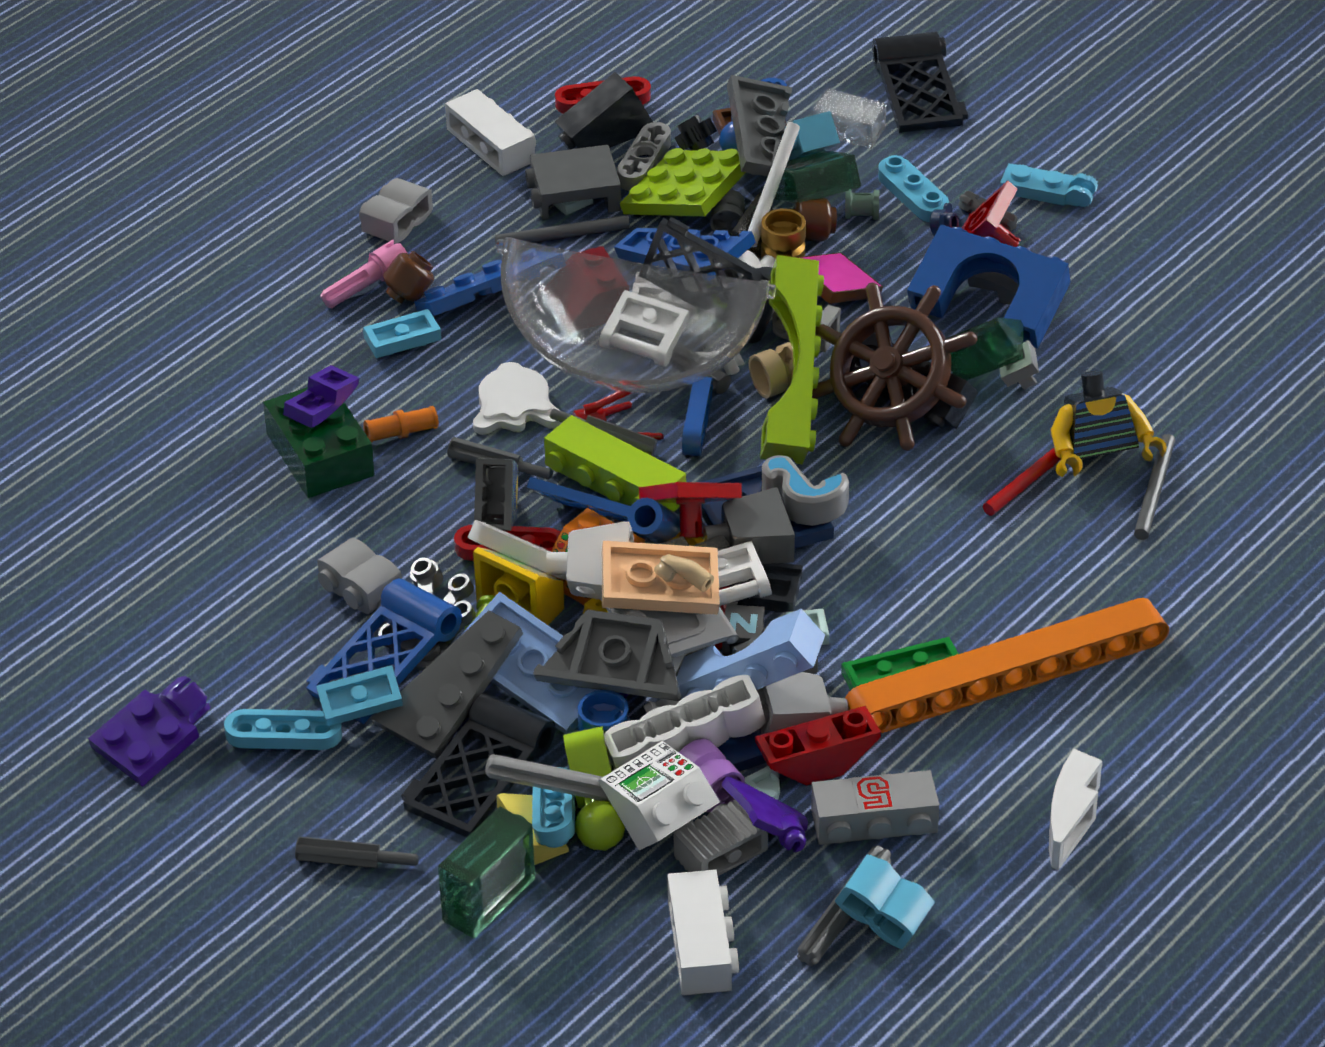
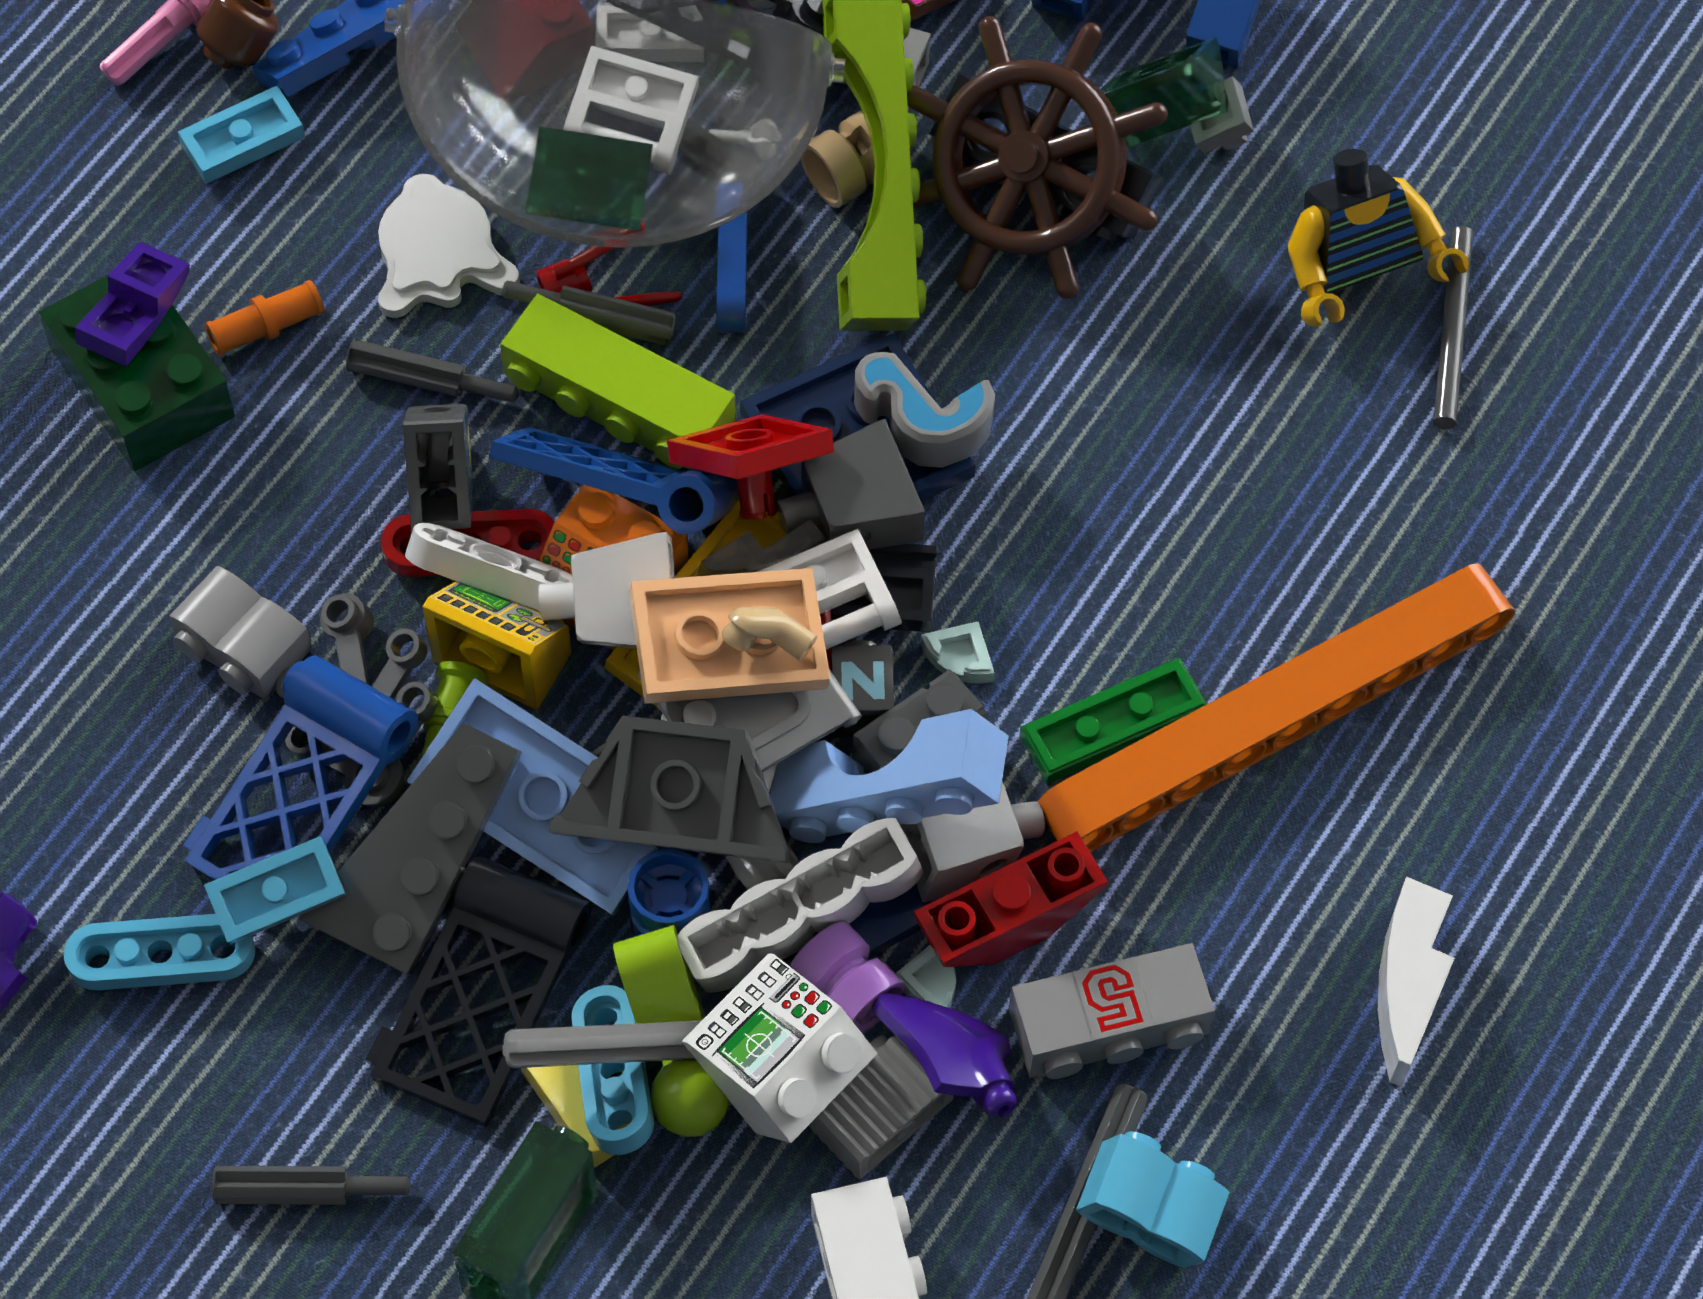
camera: 10 degrees left, 20 degrees up
(613, 352) = (589, 178): none -> clear green slope
(1021, 482) = (1249, 339): red bar -> none

